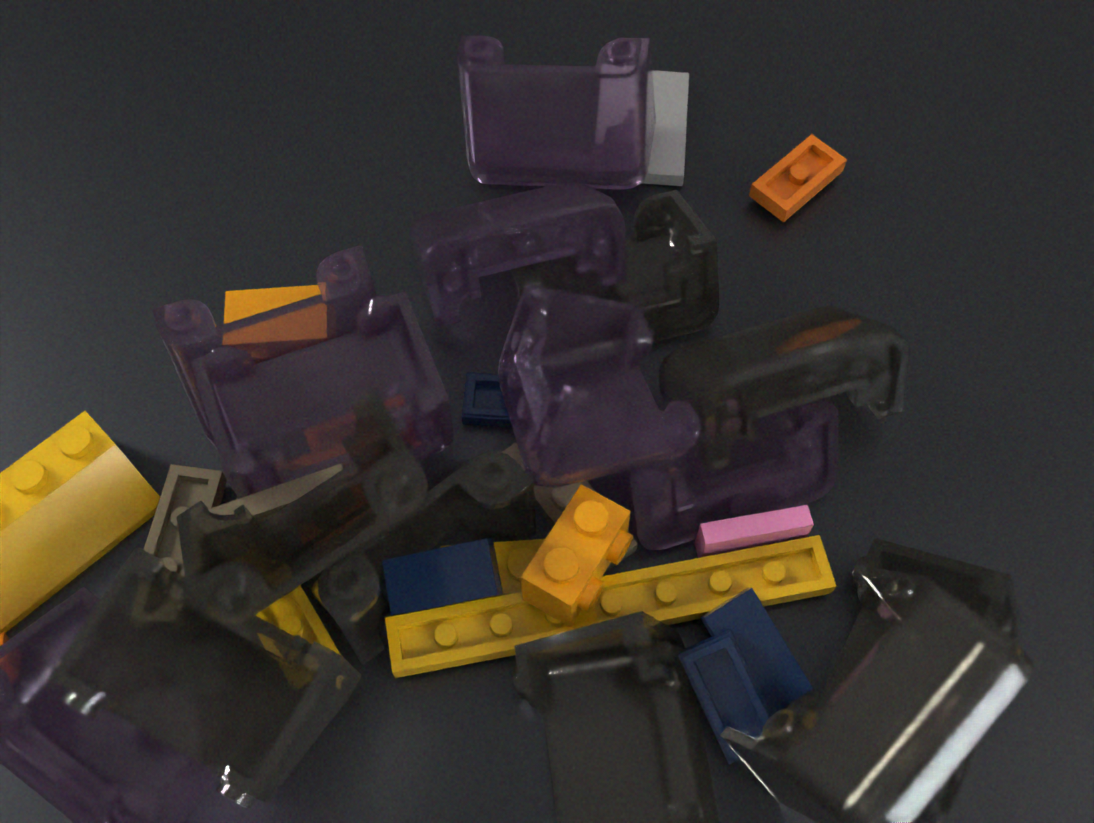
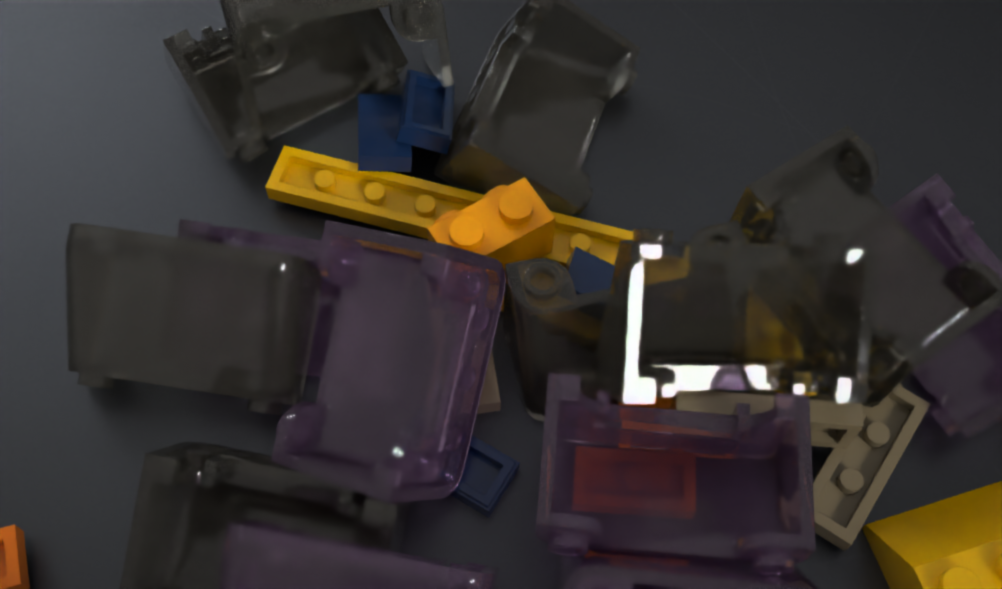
camera: 155 degrees left, 0 degrees up
(753, 530) = (307, 211): bright pink tile -> none

